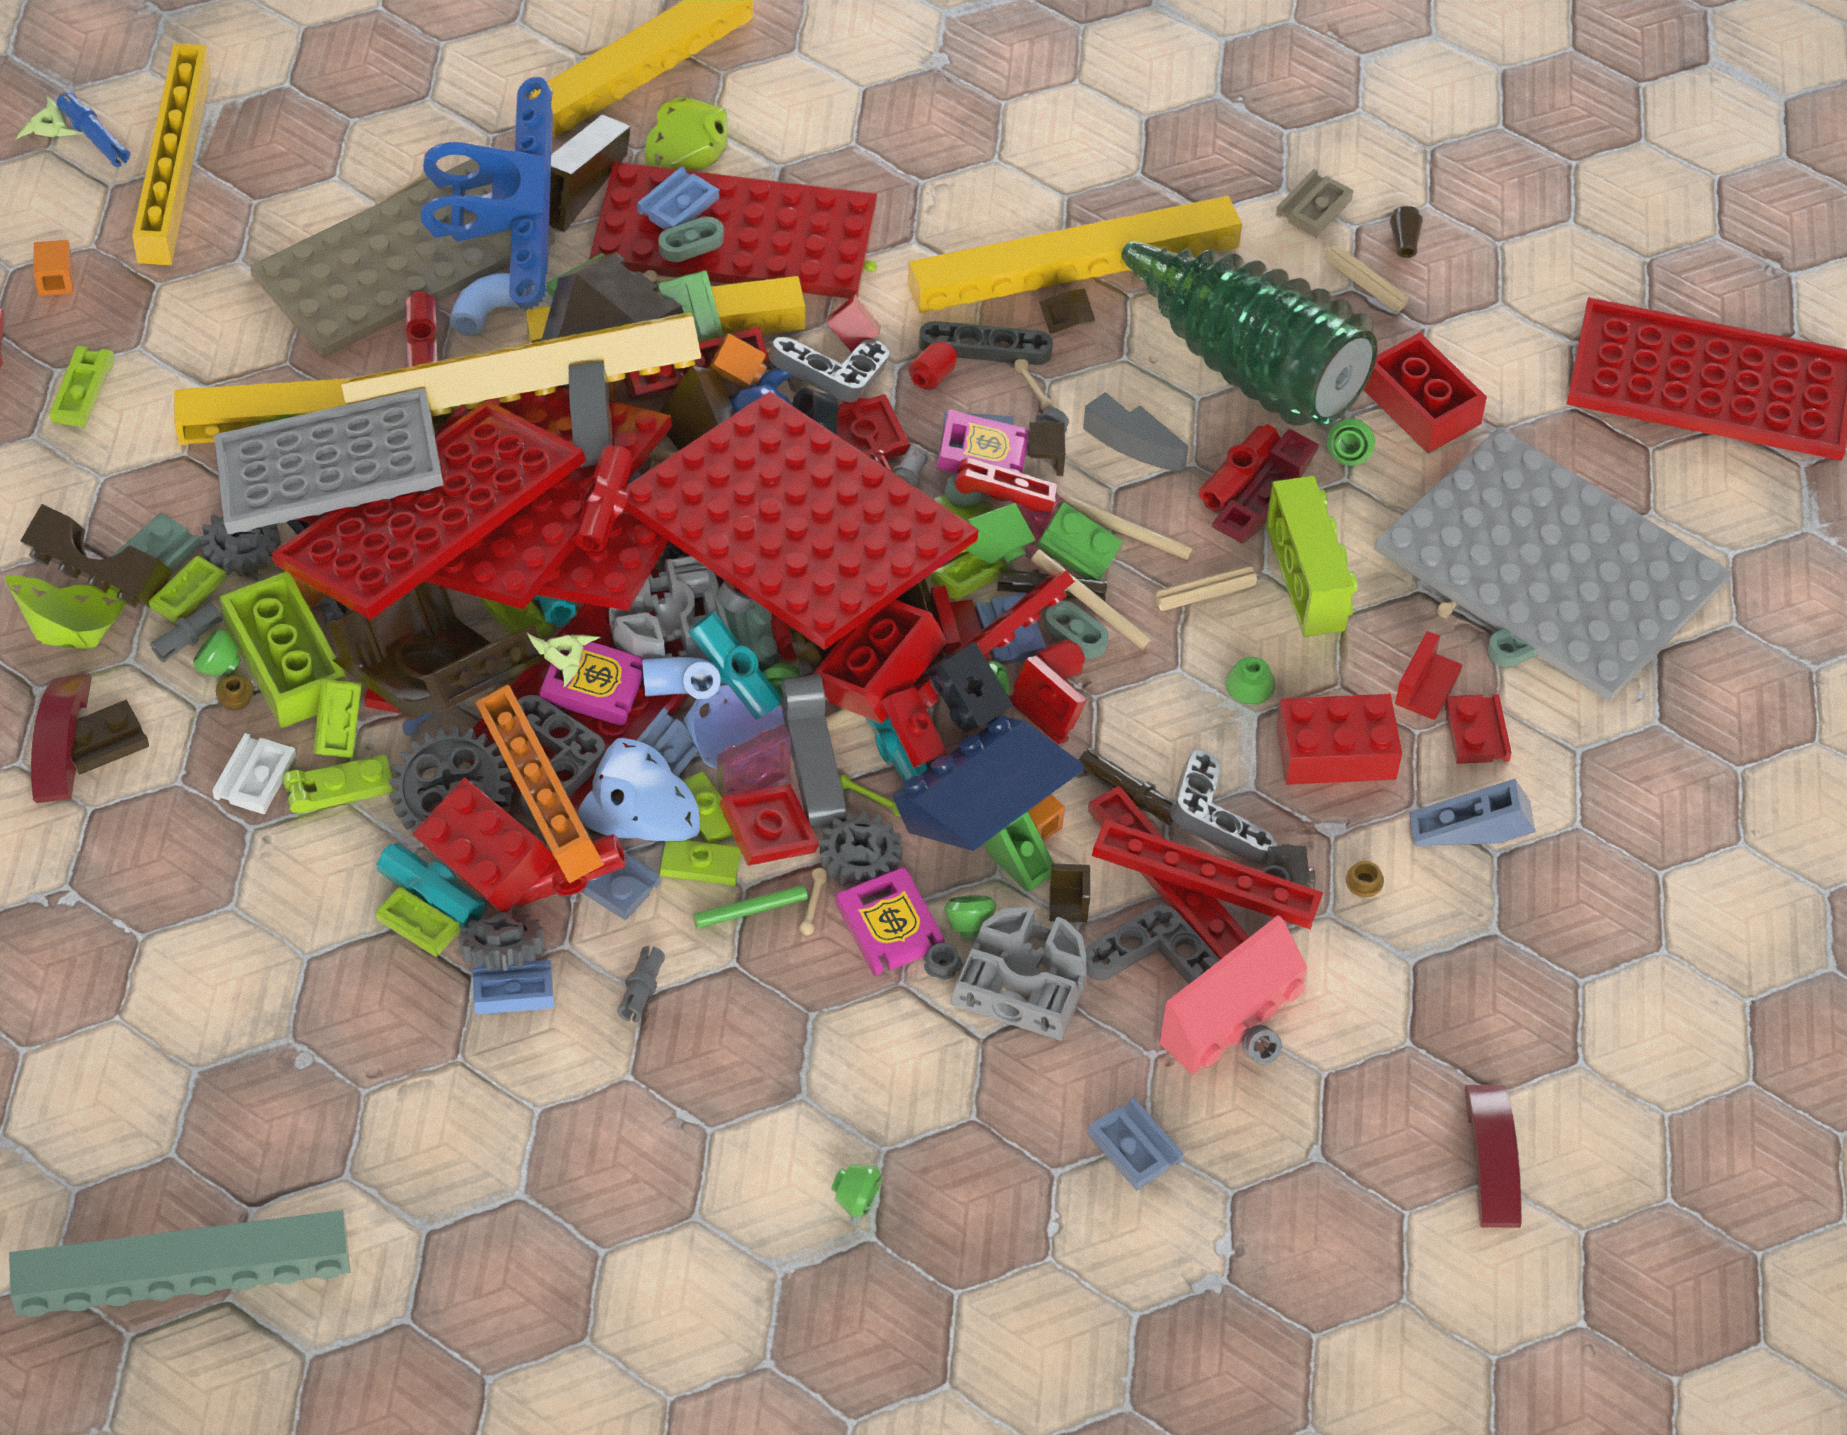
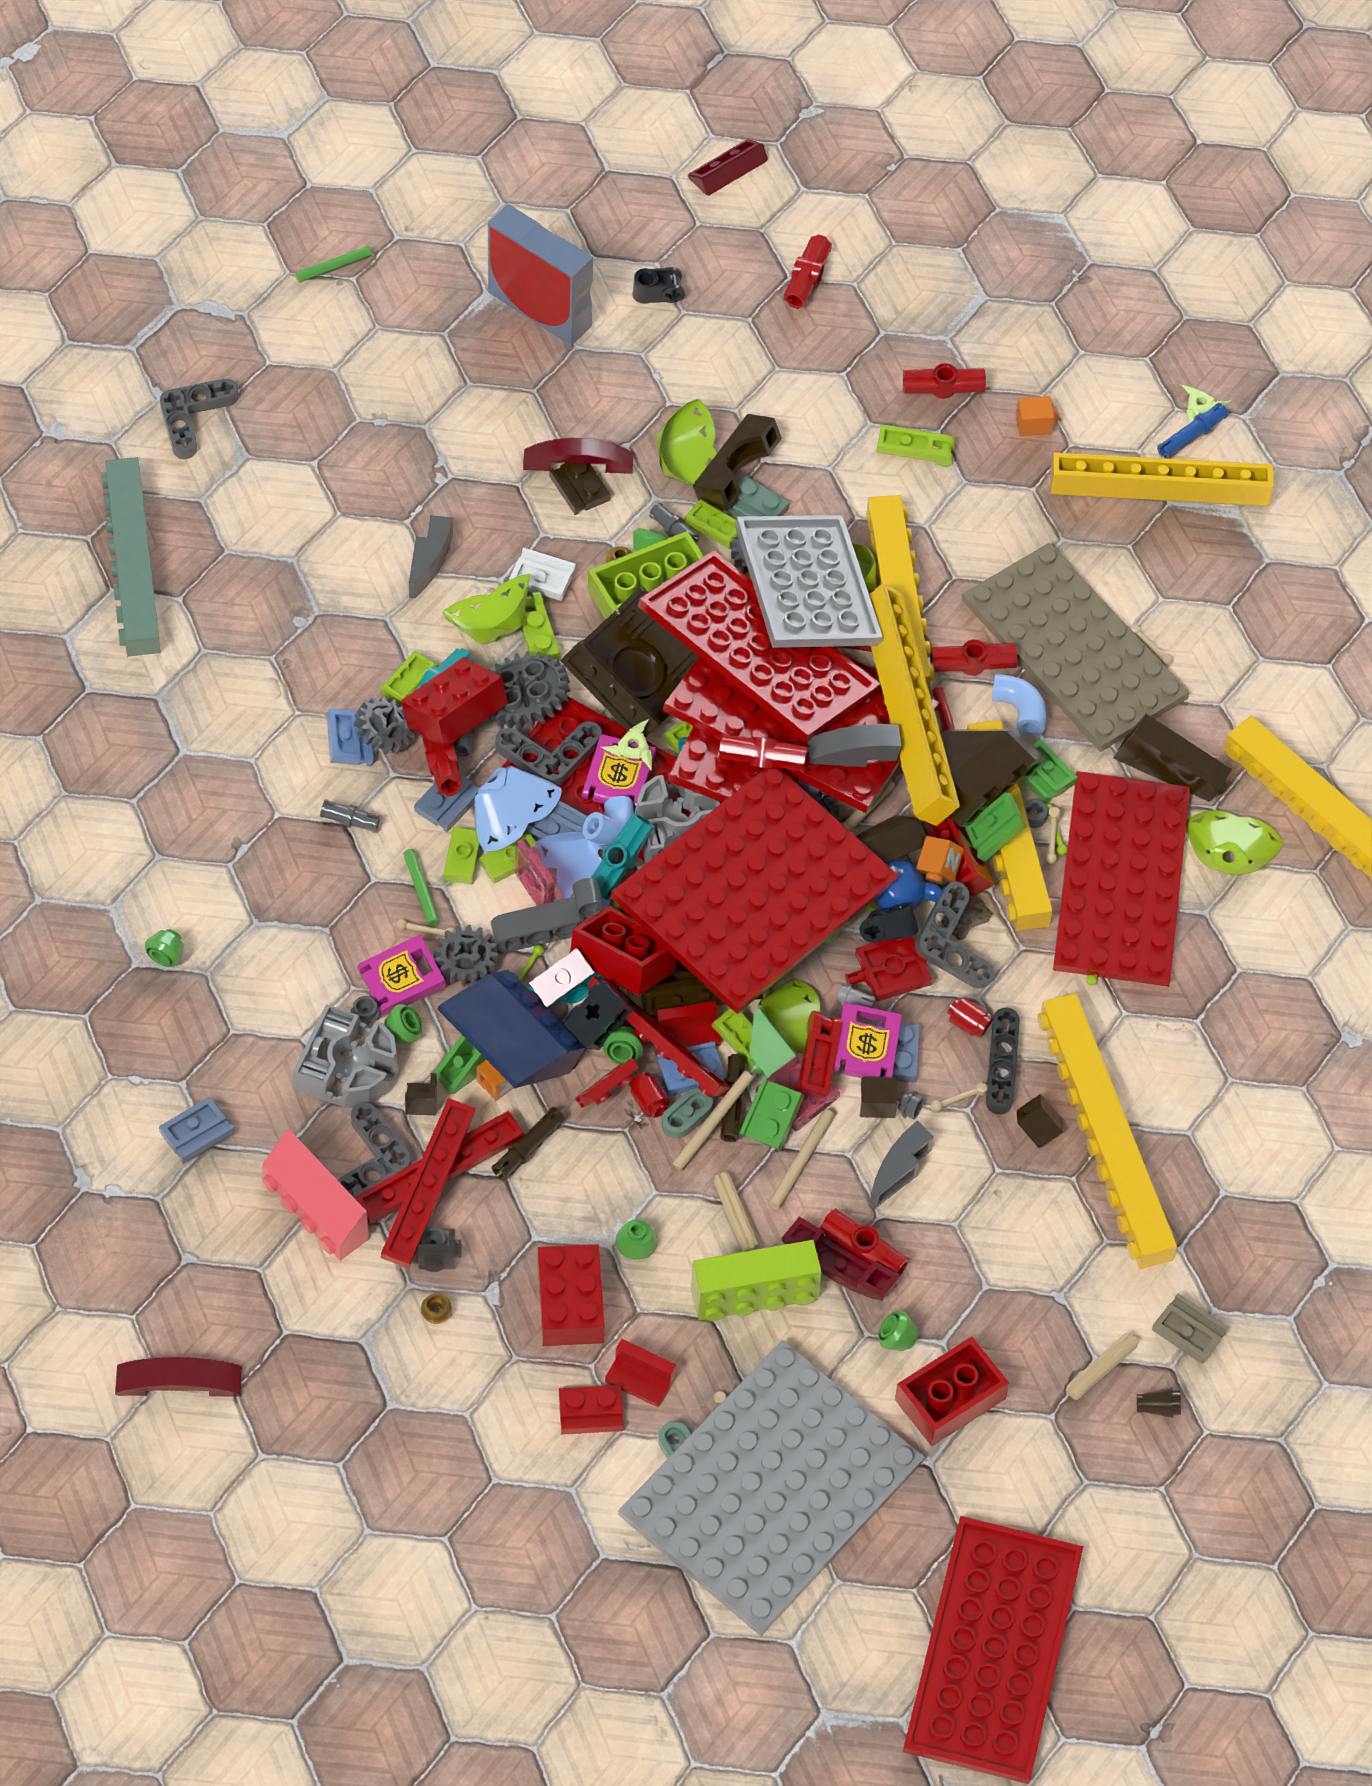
camera: 90 degrees right, 5 degrees up
(212, 898) = (430, 553): none -> dark grey slope
(316, 825) = (495, 616): none -> lime piece
(337, 718) = (582, 614): lime plate -> none
(517, 197) = (1111, 700): blue piece -> none
(539, 784) = (498, 724): orange brick -> none
(678, 199) = (1132, 824): medium blue plate -> none
(691, 239) = (1091, 836): sand green plate -> none
(769, 824) = (487, 892): red plate -> none
(853, 323) = (1013, 960): panel -> none
(1243, 836) = (491, 1190): dark grey beam -> none
(1262, 330) = (996, 1250): clear green cone -> none
(1270, 1053) = (278, 1219): bush -> none
(1475, 818) = (491, 1392): sand blue slope -> none

